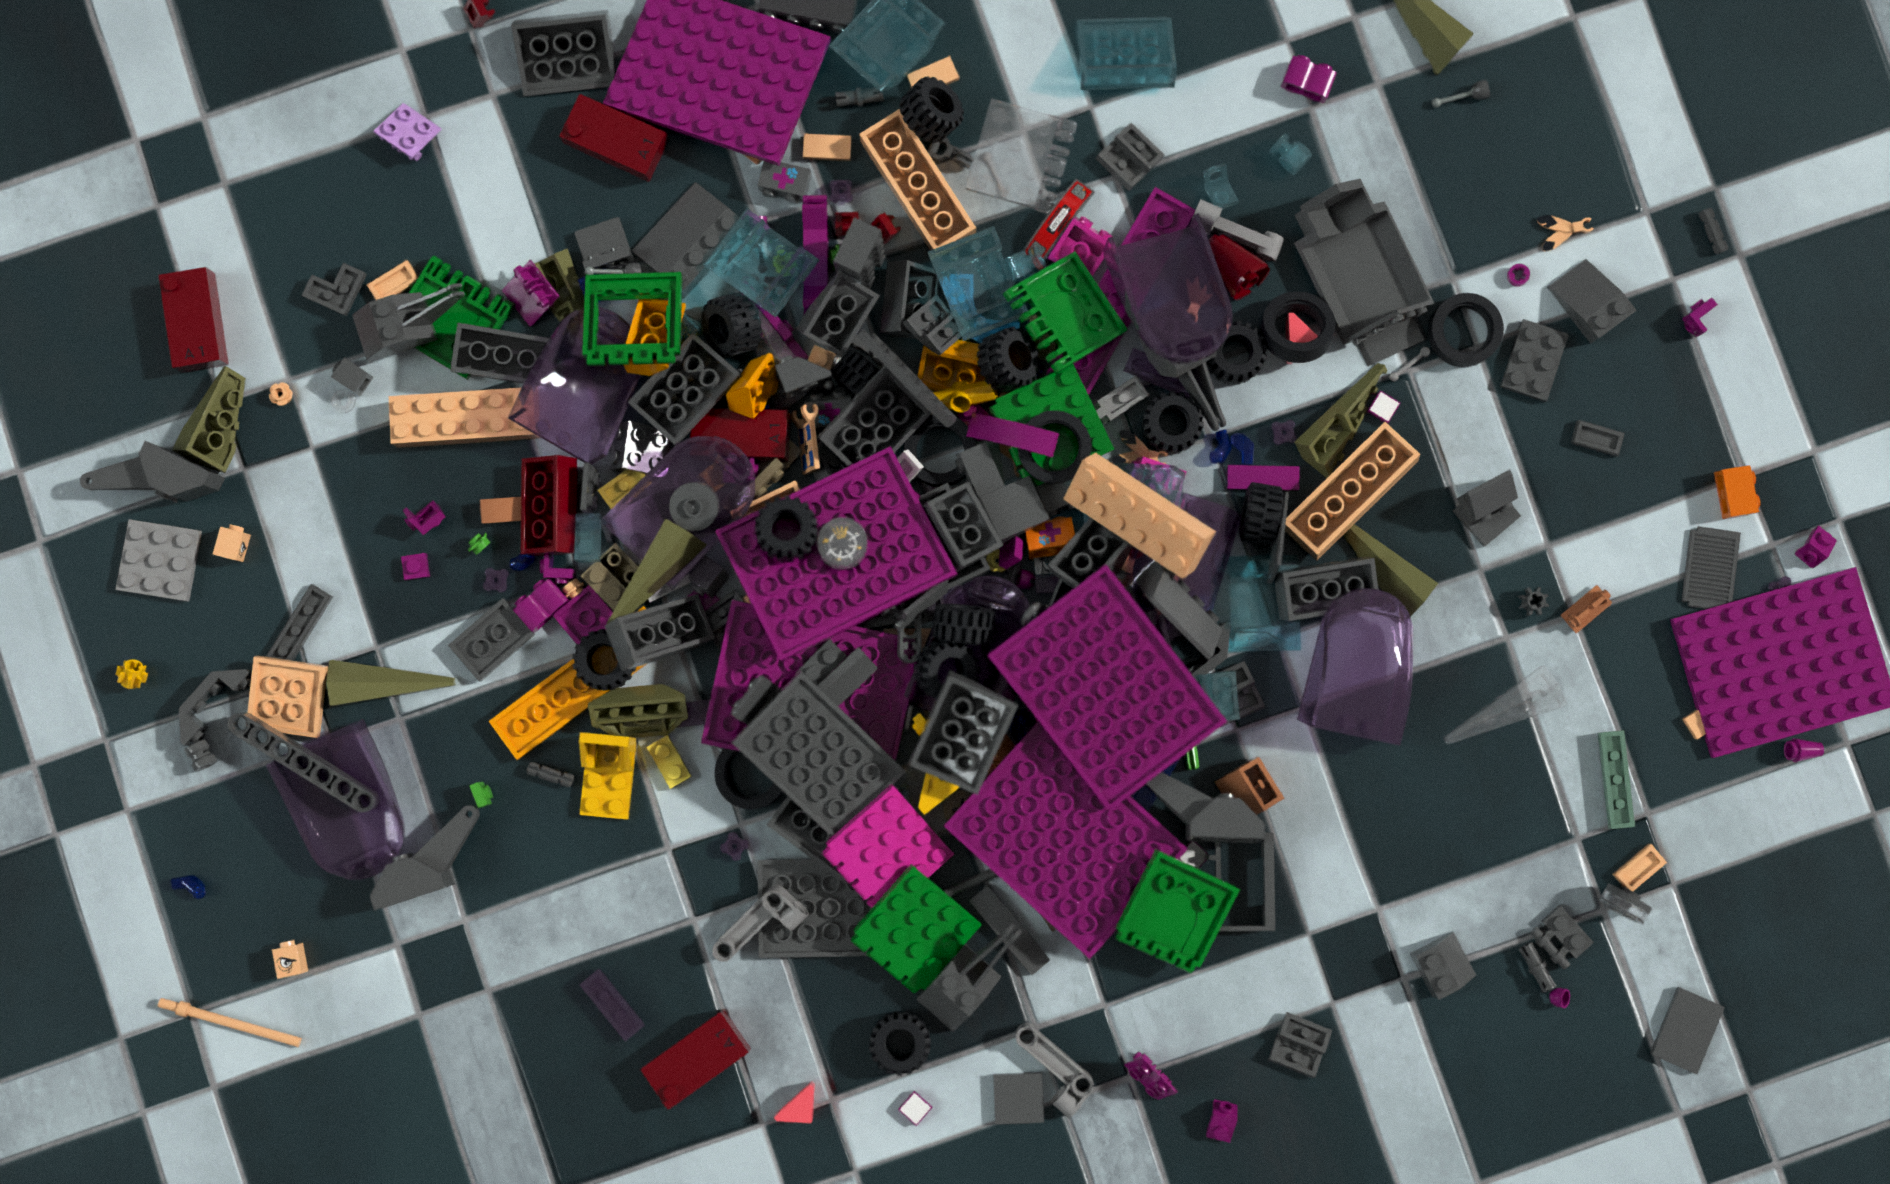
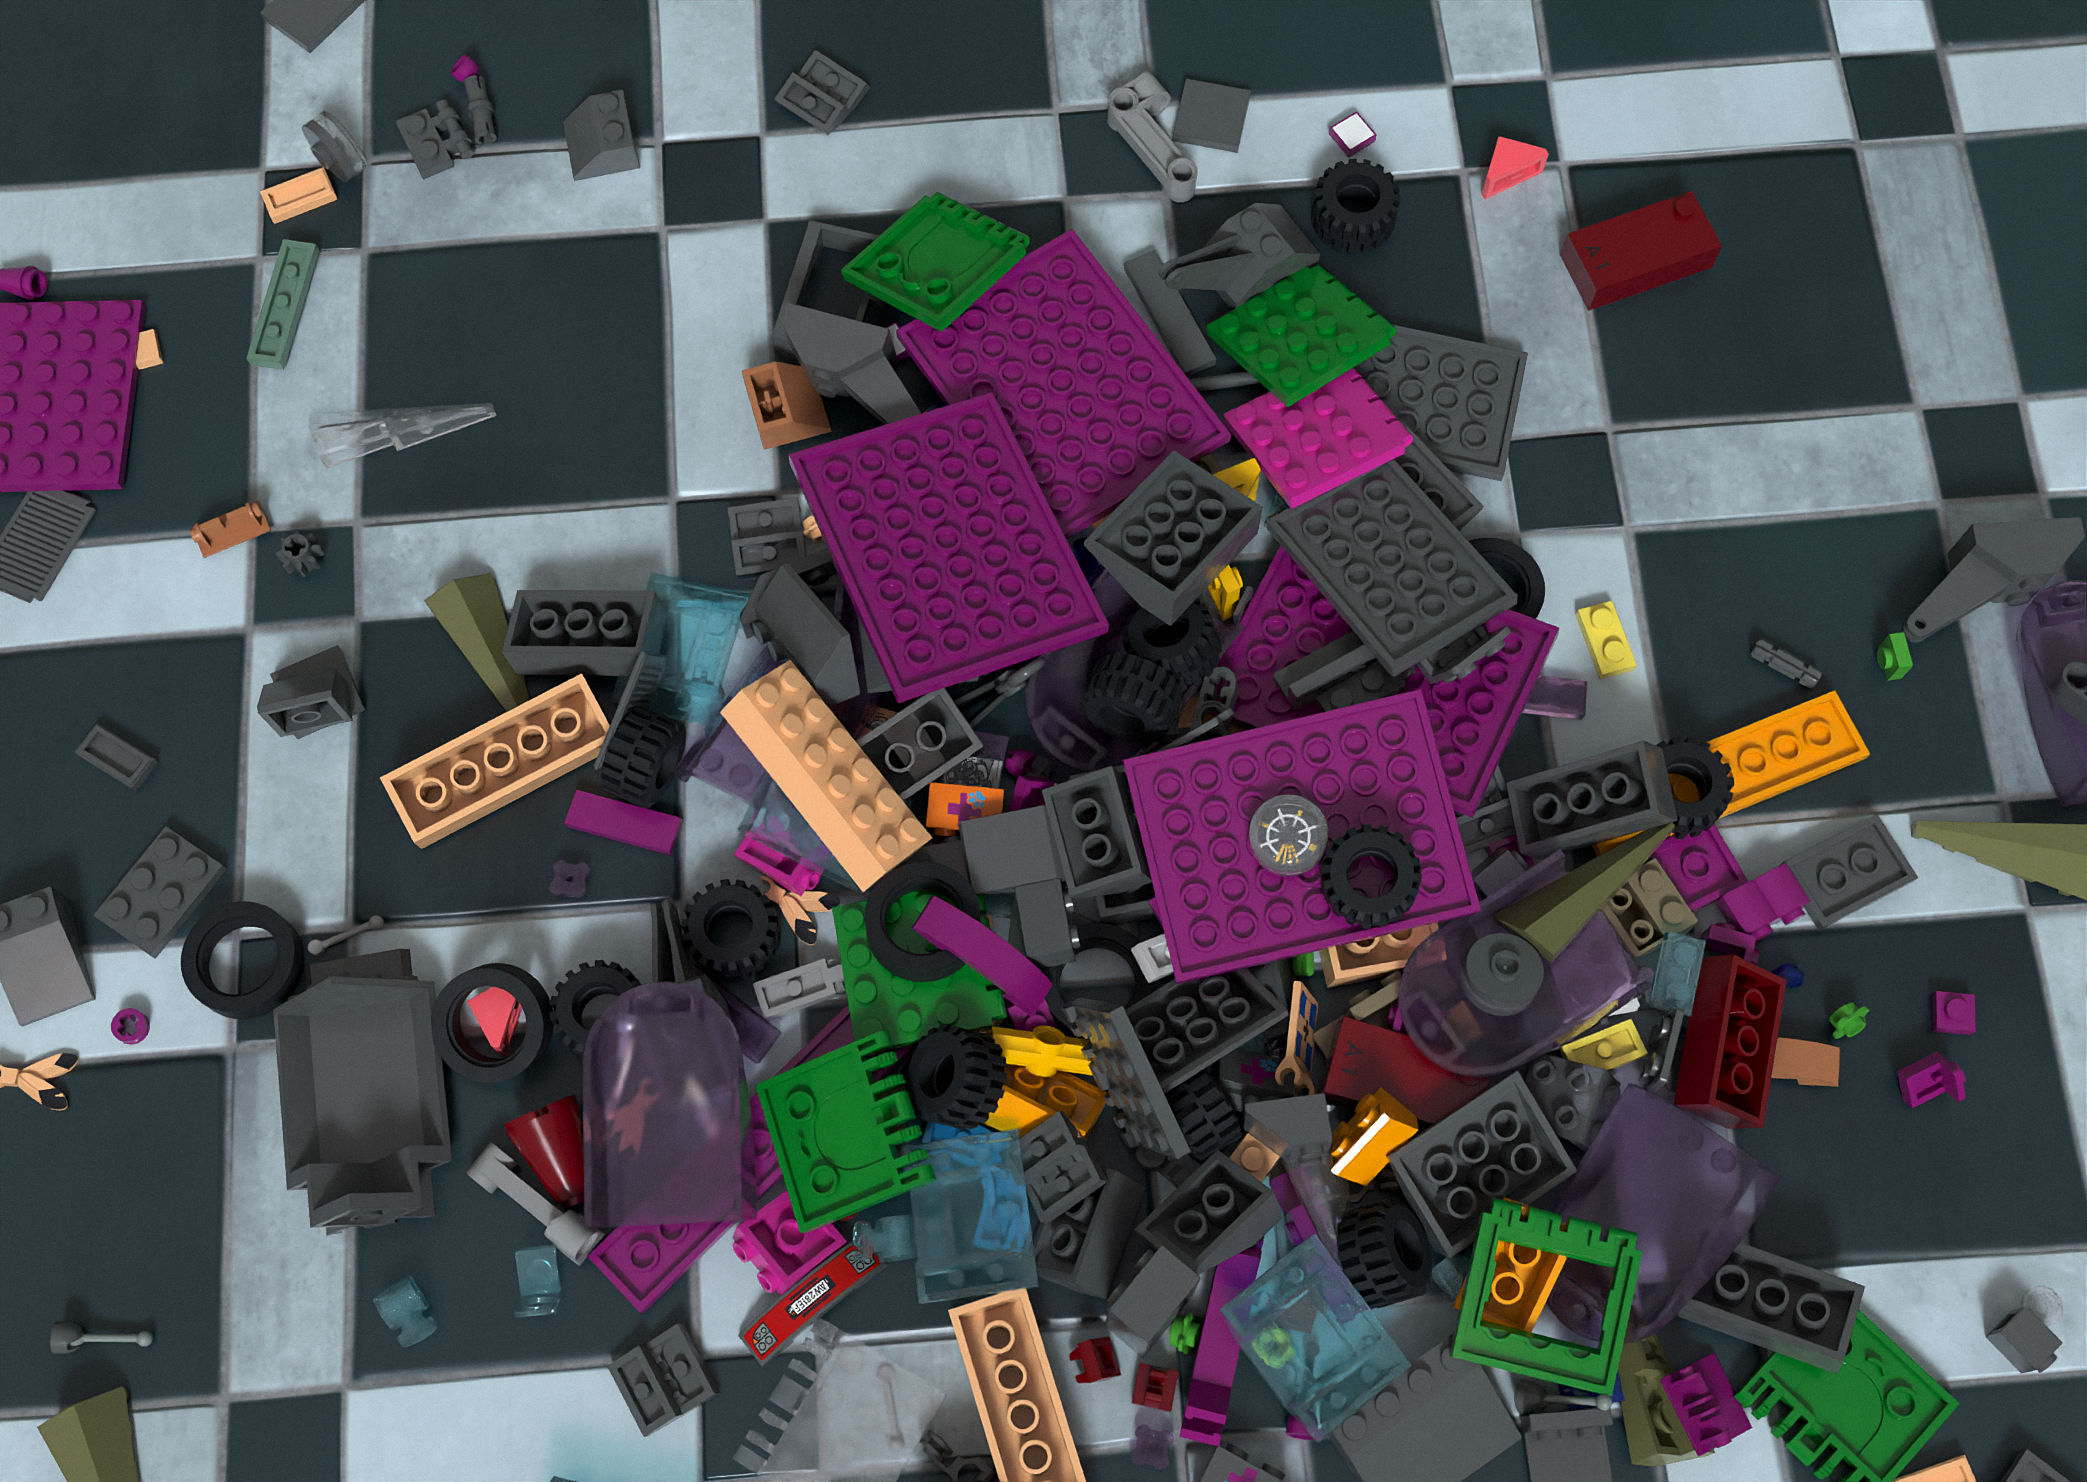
camera: 165 degrees left, 15 degrees down
(402, 321) = (1937, 1400): dark grey slope -> none
(454, 418) = (1867, 1228): light nougat brick -> none
(500, 585) = (1819, 965): clear purple plate -> none
(573, 588) = (1710, 913): light nougat plate -> none
(607, 774) = (1702, 641): yellow bracket -> none
(612, 1004) = (1745, 344): clear purple plate -> none
(639, 711) = (1632, 712): olive wedge -> none
(734, 839) = (1539, 498): clear purple plate -> none
(788, 912) = (1494, 407): light grey piece -> none
(1156, 1084) = (1027, 97): magenta hinge -> none
(1222, 690) = (785, 528): clear light blue plate -> none
(1222, 1121) = (950, 29): magenta bracket -> none
(1223, 448) = (669, 875): clear blue arm -> none
(1245, 446) = (632, 872): clear blue arm -> none
(1308, 78) = (331, 1431): magenta brick -> none
(1327, 437) = (499, 860): olive wedge -> none
(1361, 668) = (576, 507): clear purple windscreen -> none
(1383, 407) = (408, 880): white tile -> none

